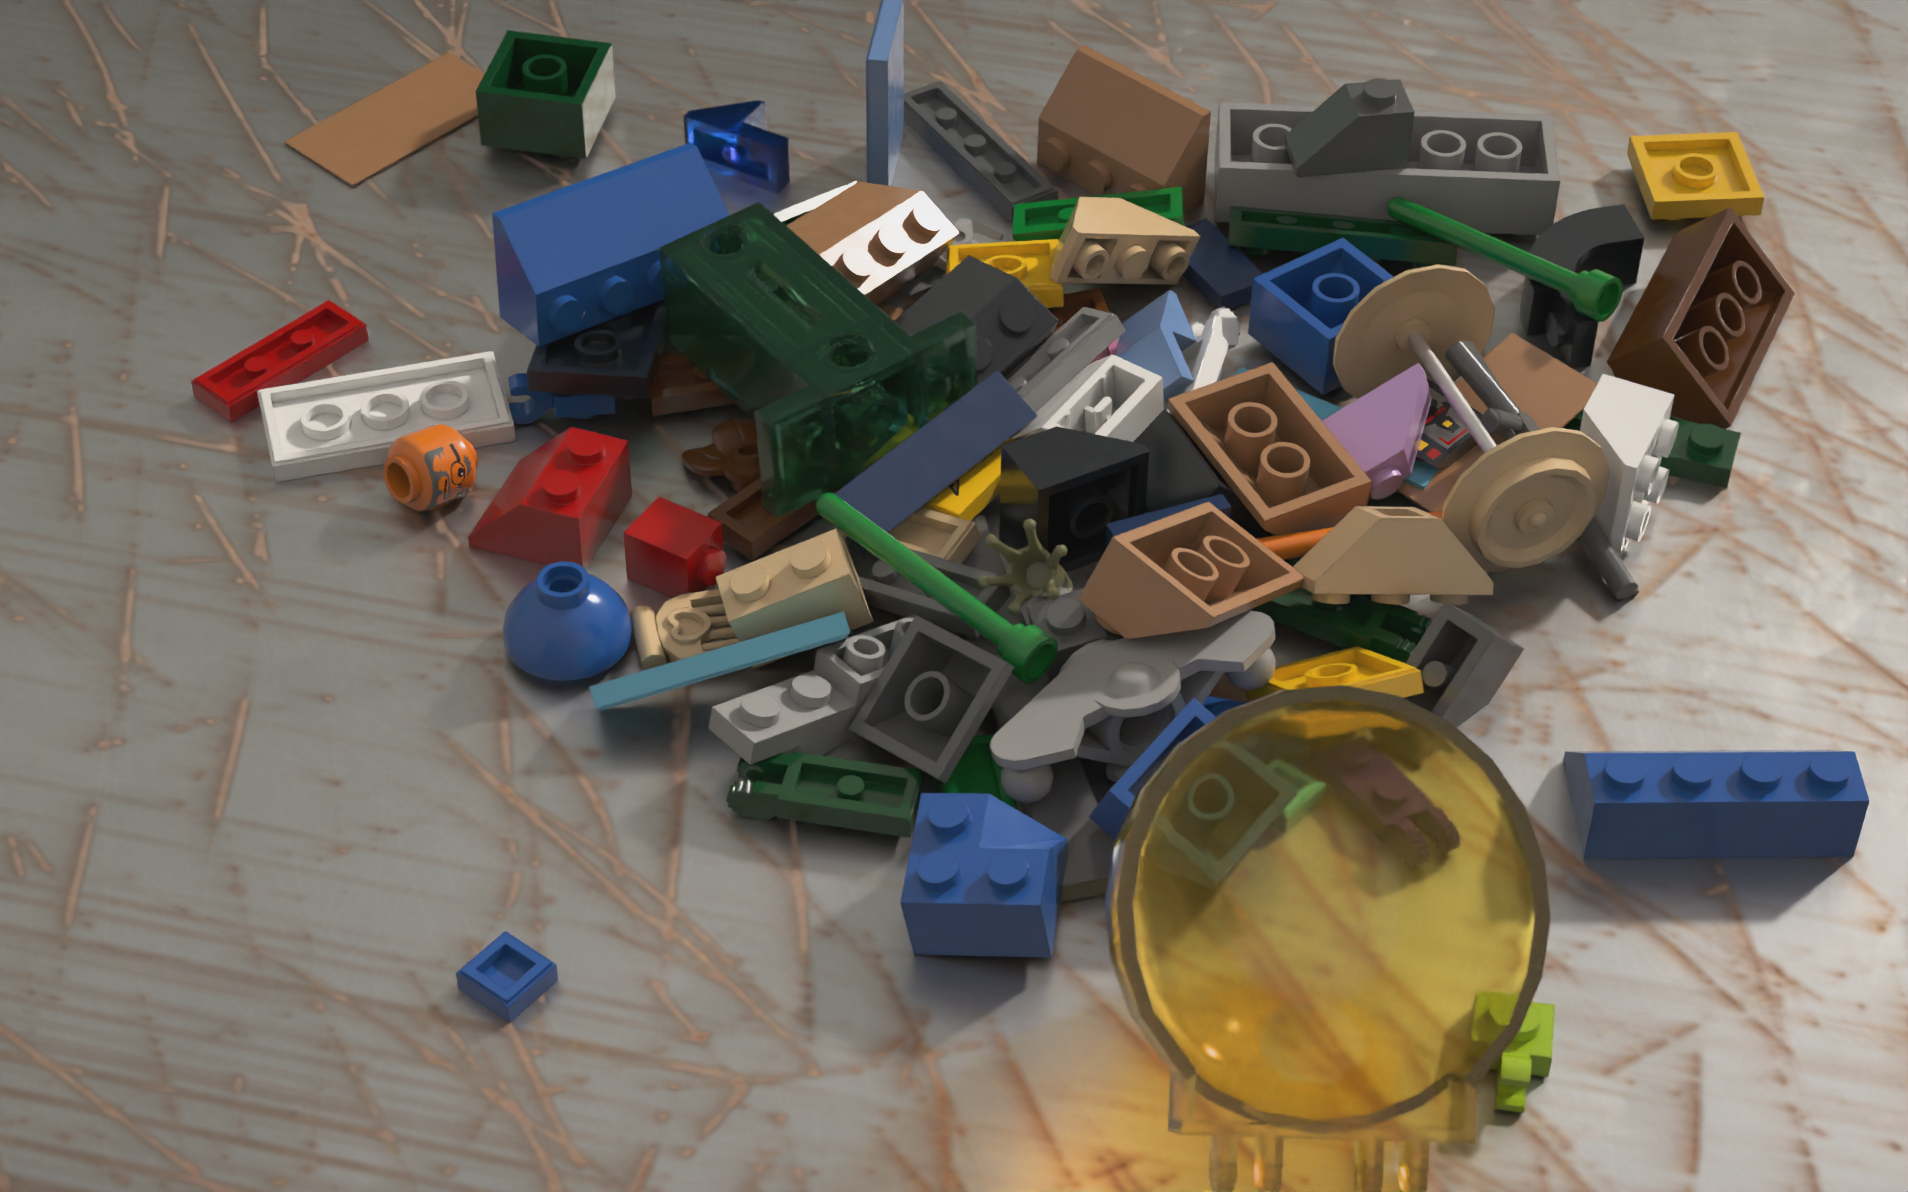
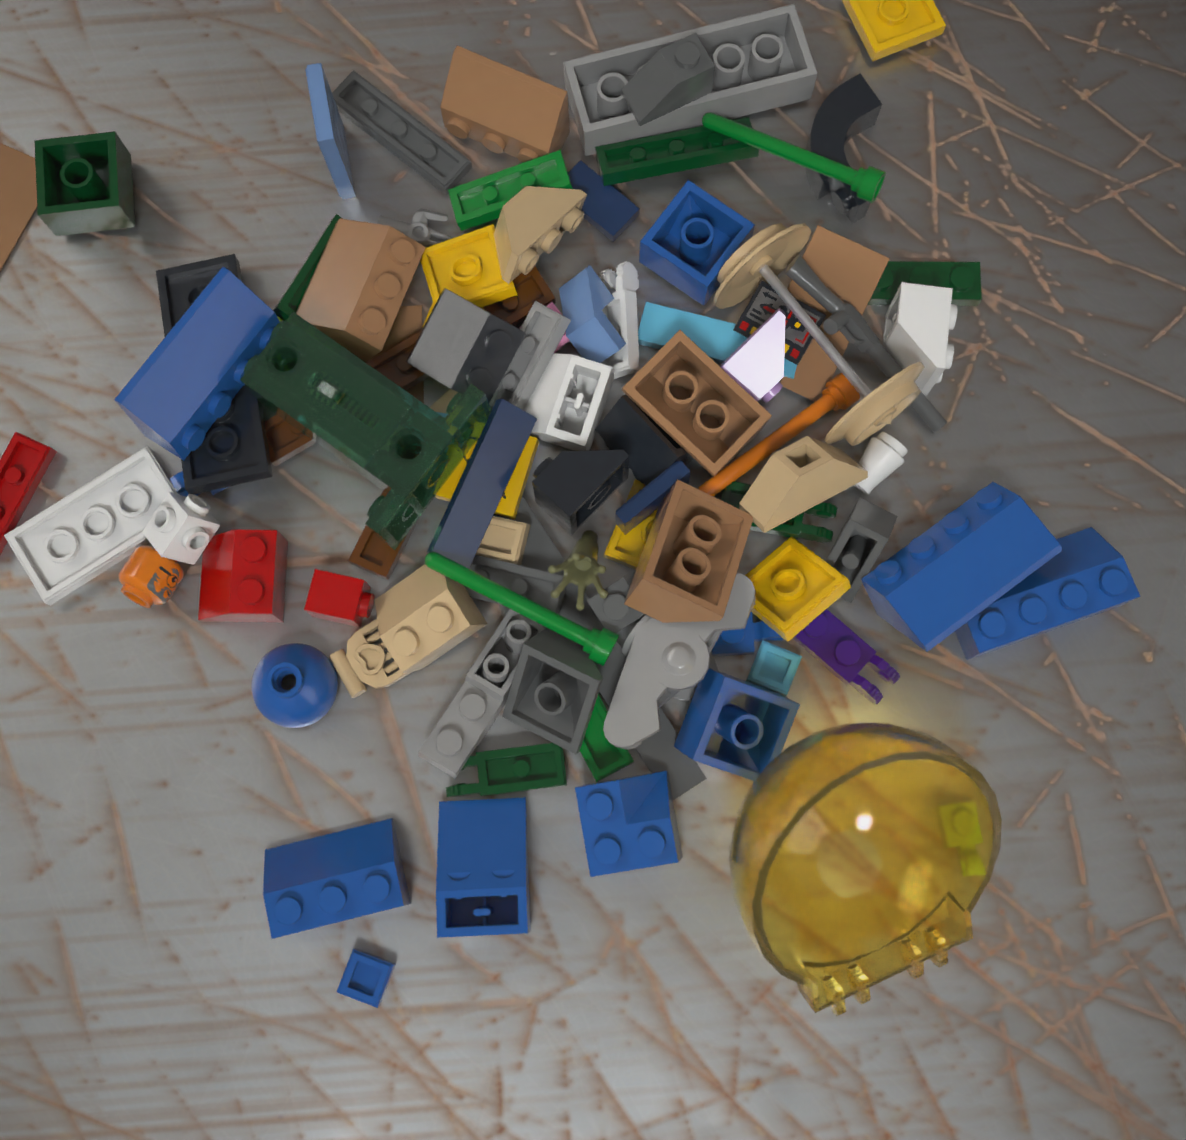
camera: 15 degrees left, 35 degrees up
(501, 417) = (181, 527): none -> white brick
(515, 855) = (333, 878): none -> blue slope
(720, 661) = (406, 697): medium azure tile -> none
(730, 455) = (341, 489): reddish brown plate -> none
(737, 144) = (230, 185): clear blue slope -> none
(737, 891) = (482, 868): none -> blue slope
(1521, 595) = (880, 459): none -> white cone
(1599, 703) = (960, 566): none -> blue slope
(1704, 321) = (932, 164): reddish brown slope -> none

